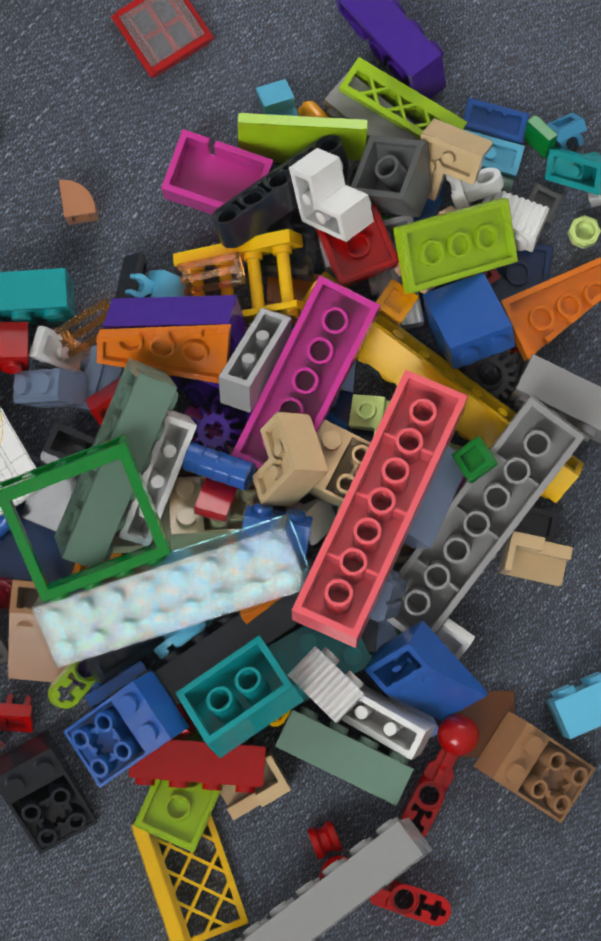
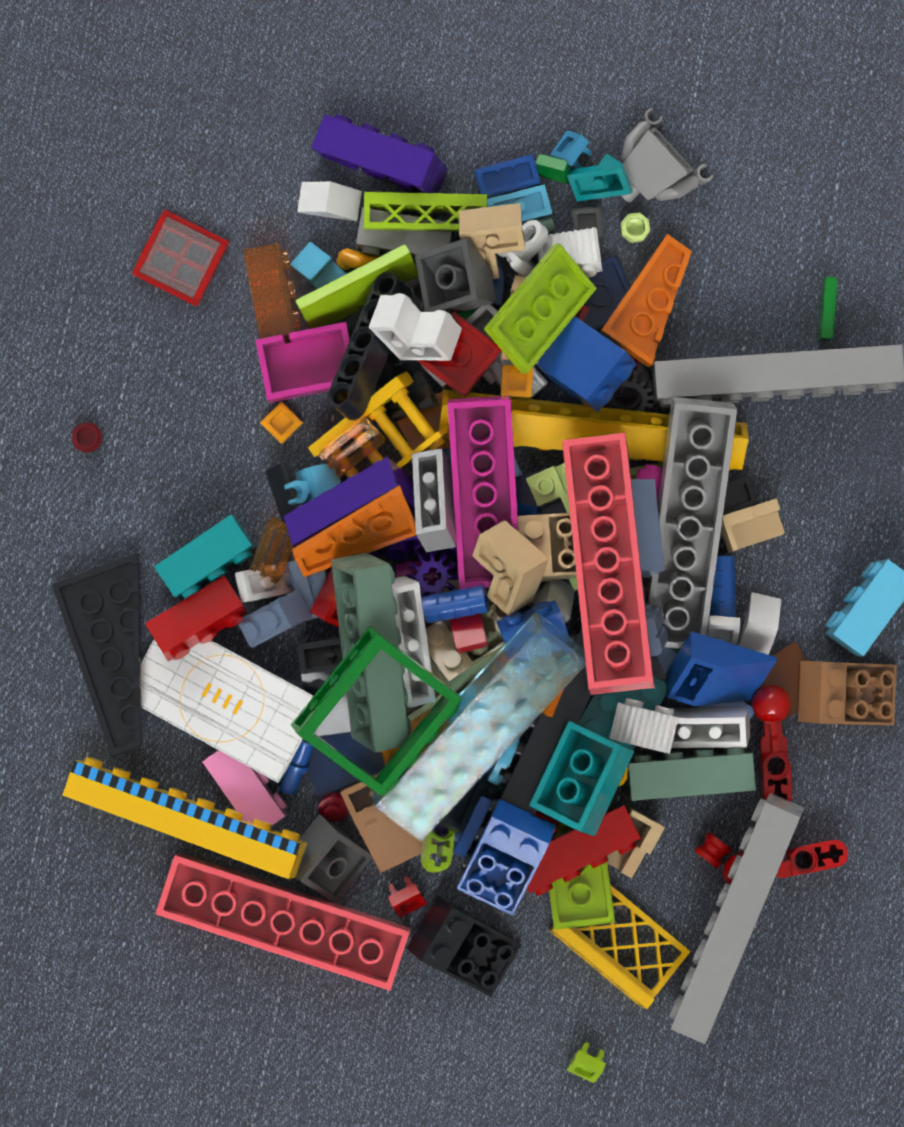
camera: 30 degrees left, 5 degrees up
(77, 203) = (201, 450): nougat brick -> none
(164, 222) = (281, 422): none -> light orange tile
(225, 97) = (272, 290): none -> clear orange brick
(324, 52) = (329, 200): none -> white slope
(475, 459) = (659, 478): green tile -> none
(476, 601) = (724, 592): none -> blue axle
(492, 654) = (760, 623): none -> white slope

